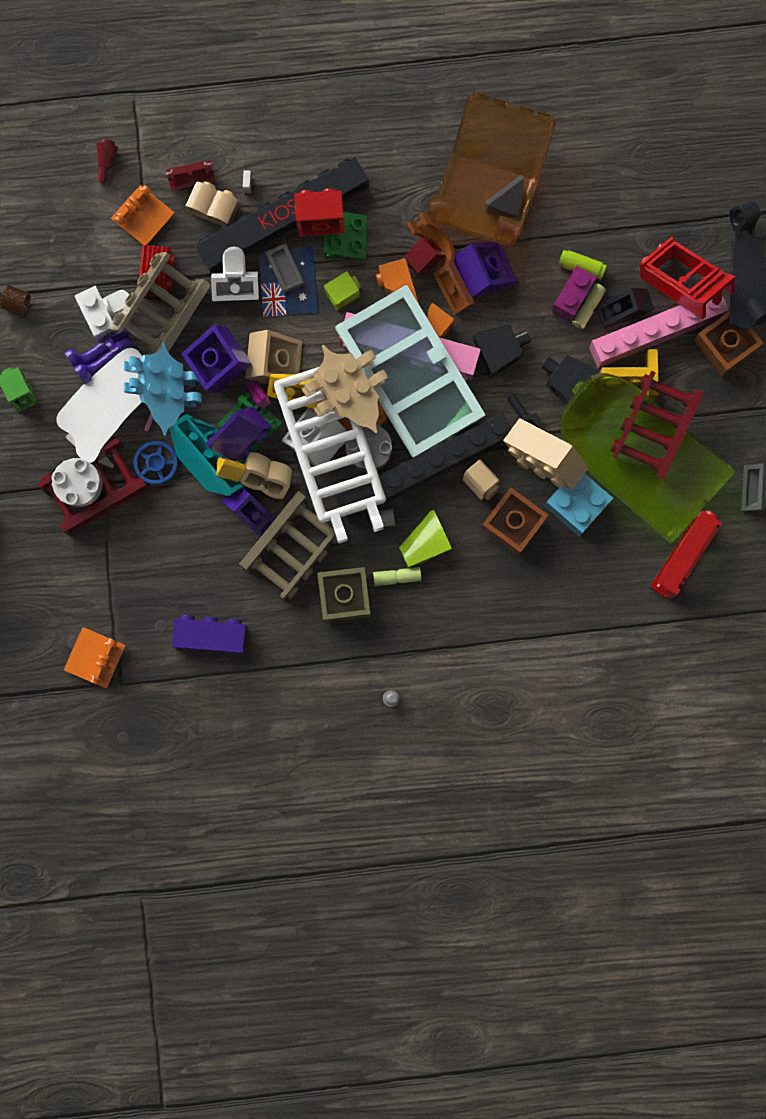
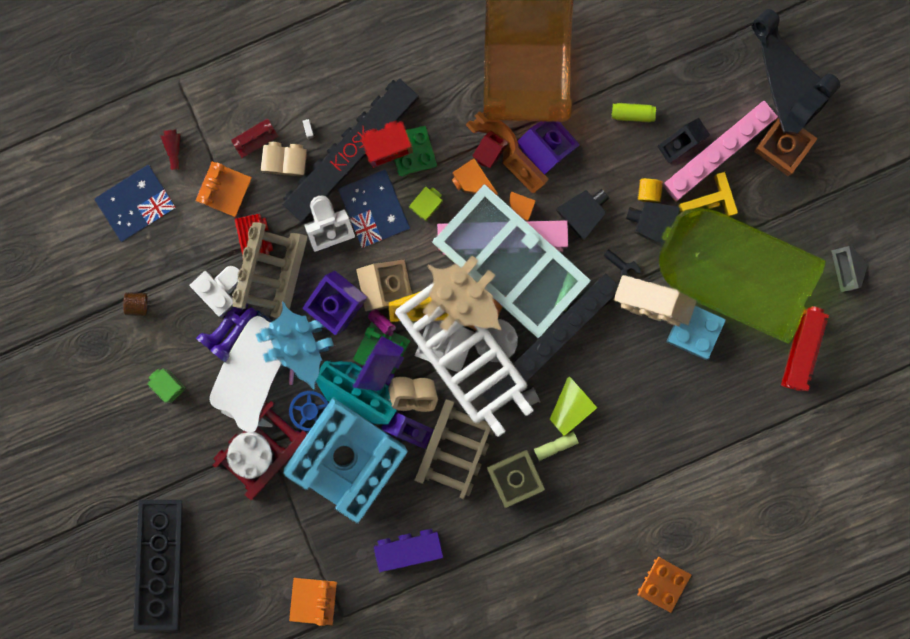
camera: 15 degrees left, 5 degrees up
(49, 203) = (134, 203): none -> dark blue sticker
(142, 518) = (349, 485): none -> medium azure piece
(230, 469) = (380, 399): yellow slope -> none
(284, 268) = (367, 198): dark grey tile -> none
(391, 698) = (584, 555): light grey piece -> none
(464, 754) = (664, 584): none -> orange hinge
(481, 480) = (605, 340): tan brick -> none
(507, 200) = (549, 75): dark grey slope -> none
(514, 521) = (645, 366): dark orange brick -> none
(574, 294) = (634, 143): magenta brick -> none
(575, 345) = (650, 190): none -> yellow piece
(590, 303) = (650, 151): yellowish green piece -> none
(670, 443) = (762, 255): dark red fence -> none
(698, 296) = (751, 112): red door -> none

